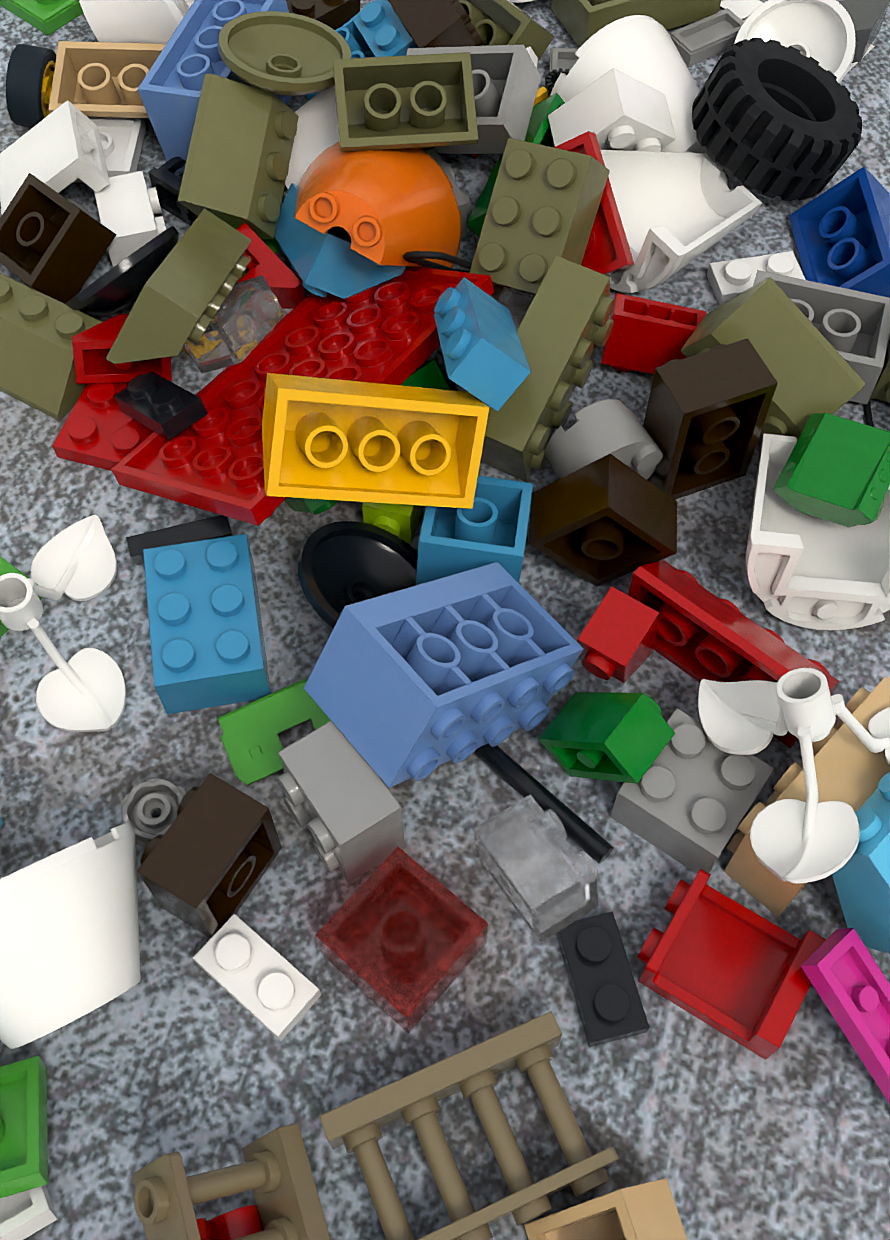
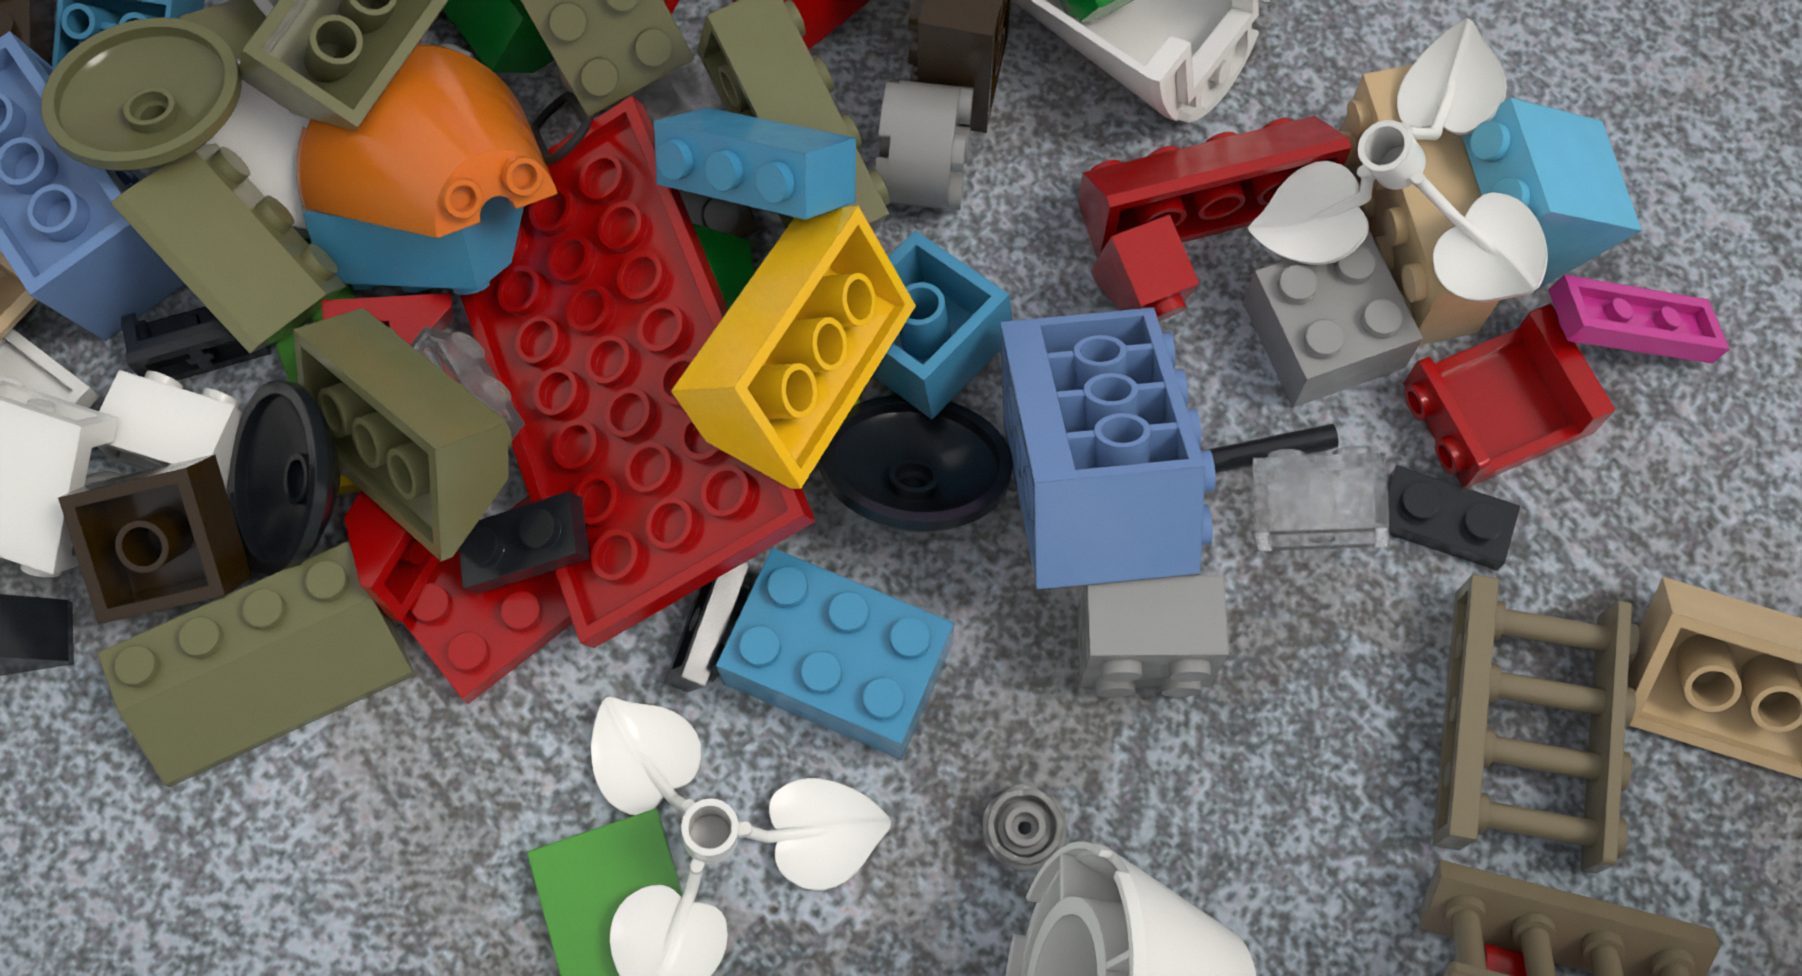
camera: 55 degrees left, 10 degrees up
(210, 855) = (1132, 787): dark brown brick -> none
(253, 730) = (982, 681): bright green piece -> none
(257, 977) = (1257, 825): white plate -> none
(402, 938) = (1322, 662): clear red brick -> none
(603, 521) = (1010, 195): dark brown brick -> none
(607, 735) = (1243, 348): green brick -> none

